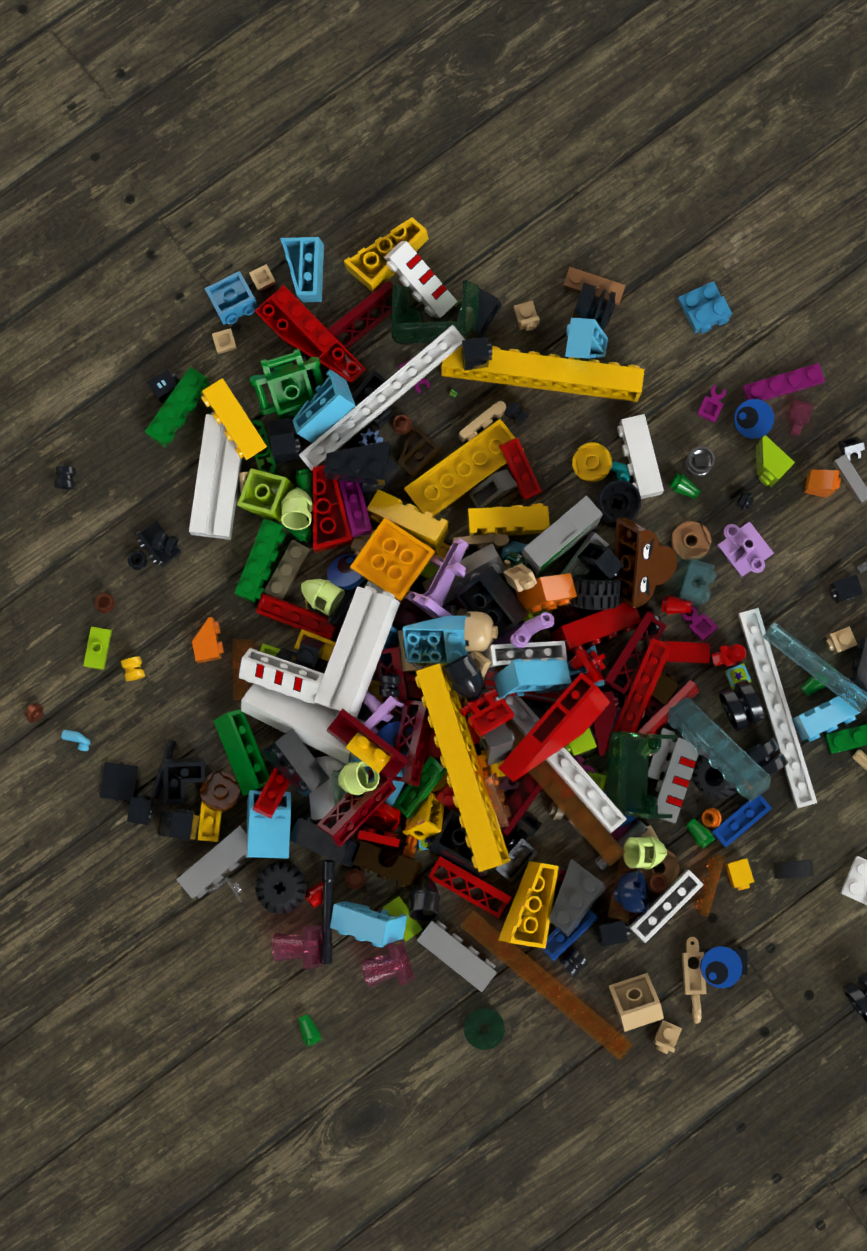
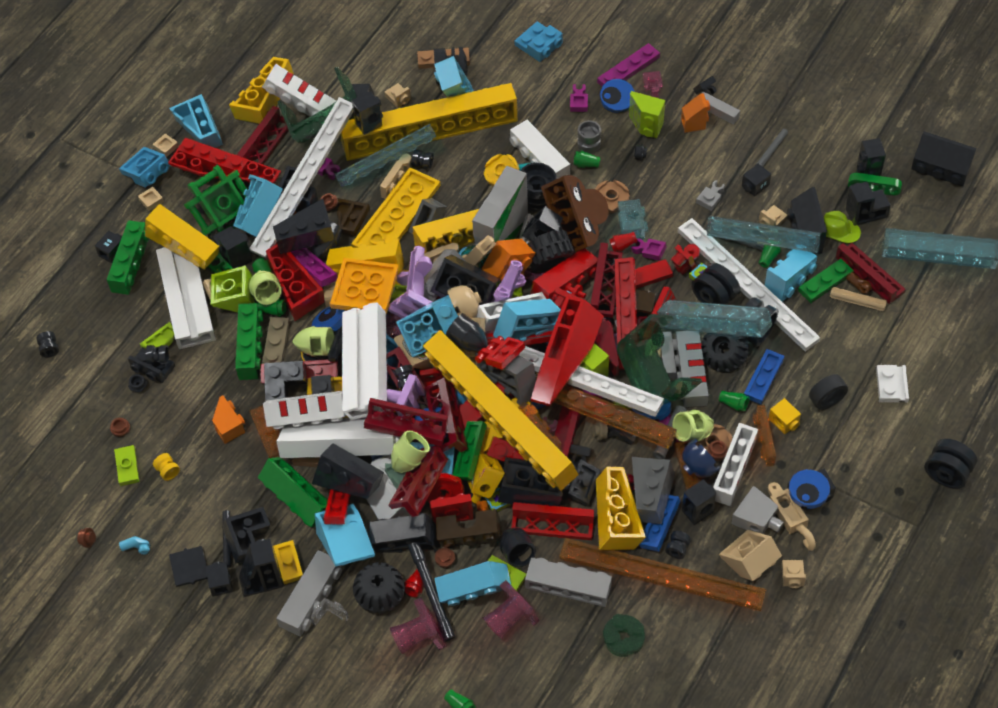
camera: 20 degrees left, 25 degrees down
(175, 519) = (163, 336): none -> lime plate
(220, 791) = (288, 533): reddish brown tile -> none
(275, 620) = (280, 375): none -> brick
(368, 752) = (402, 422): yellow plate -> none
(480, 396) = (385, 155): none -> clear light blue plate
(520, 468) = (442, 193): red tile -> none
(663, 963) = (757, 513): none -> light grey torso
(707, 818) = (733, 384): orange plate -> none
(745, 548) = (660, 180): lavender piece -> none
(790, 586) = (710, 197): none -> light grey plate

